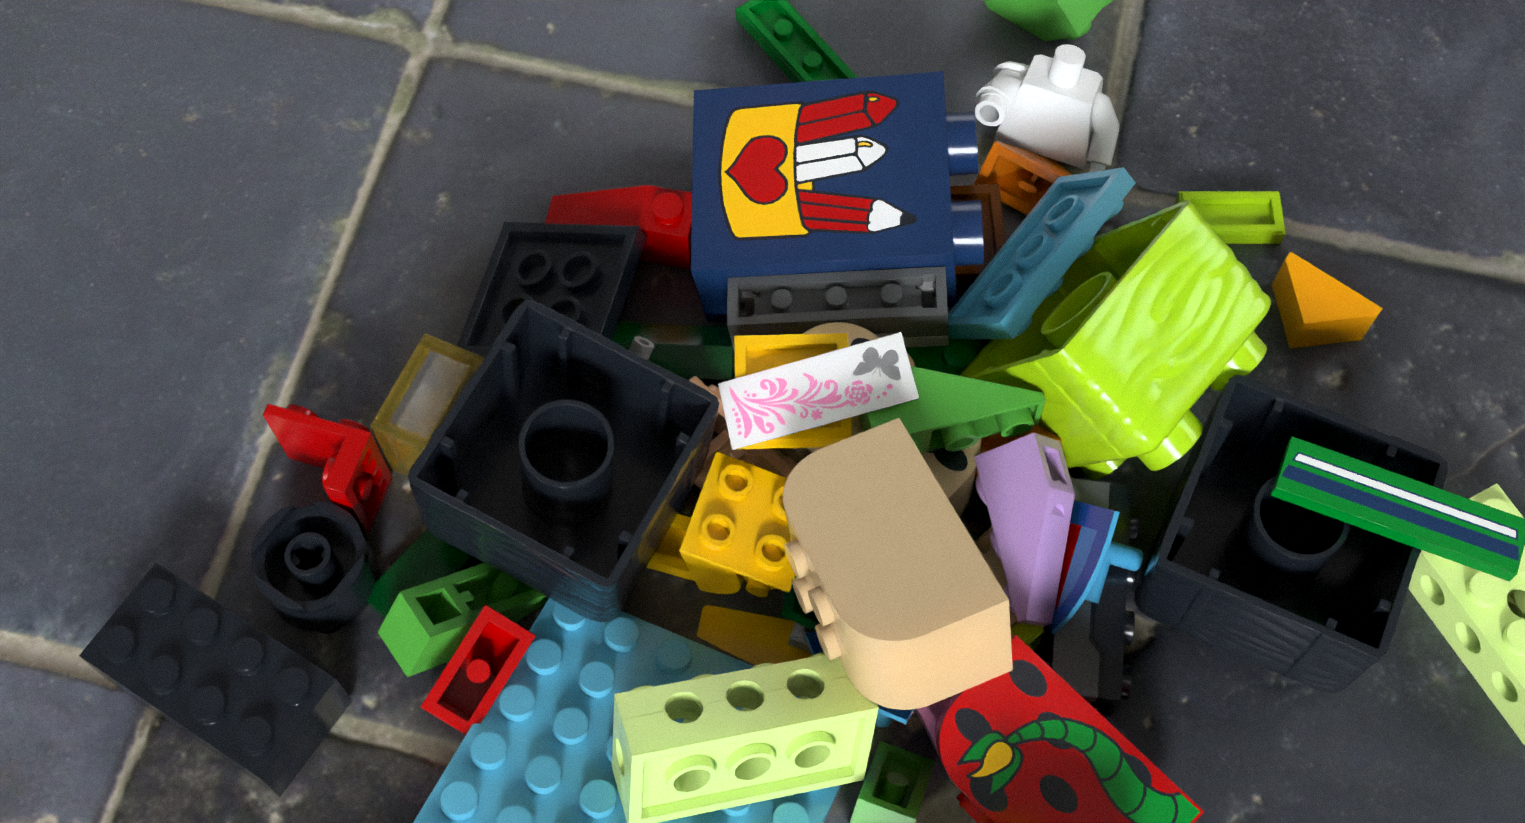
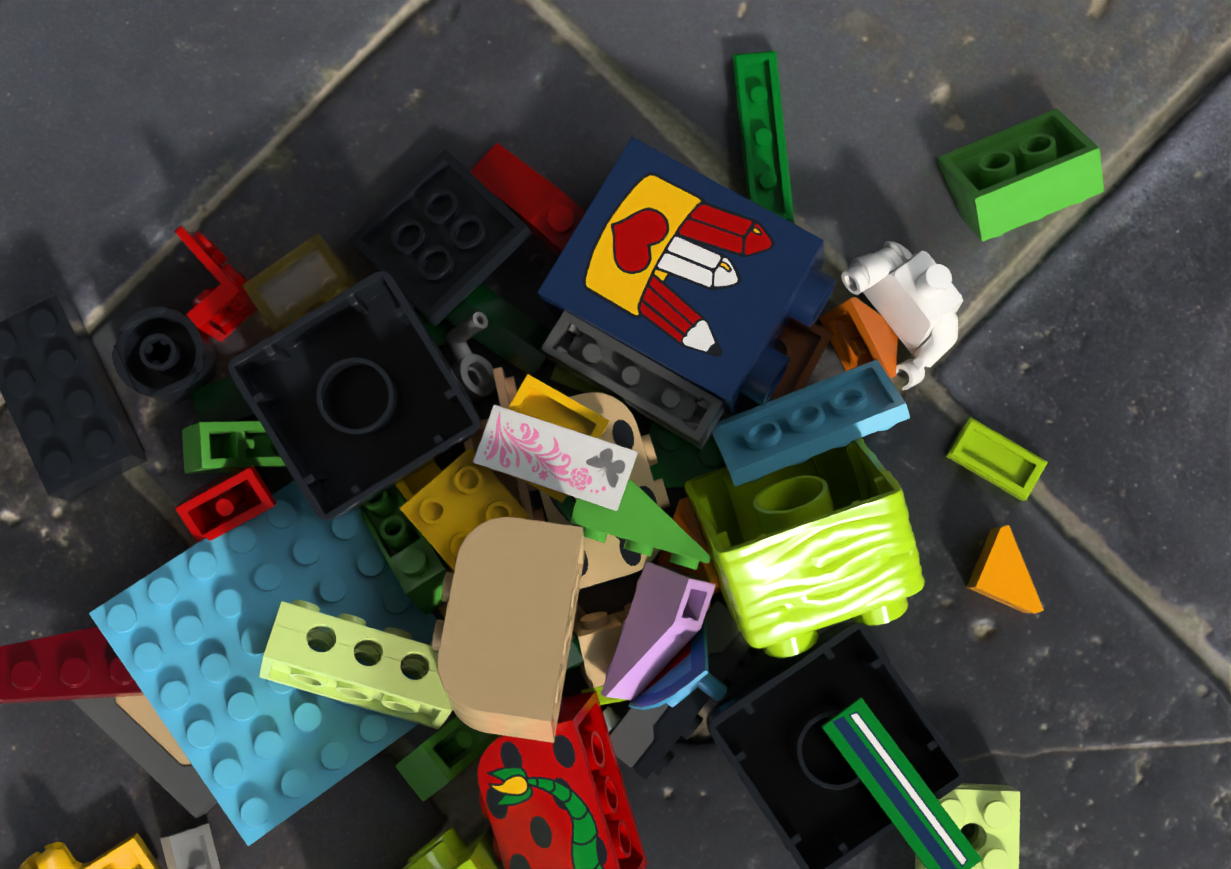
camera: 35 degrees right, 20 degrees up
(710, 617) = (406, 549): none -> bright green slope

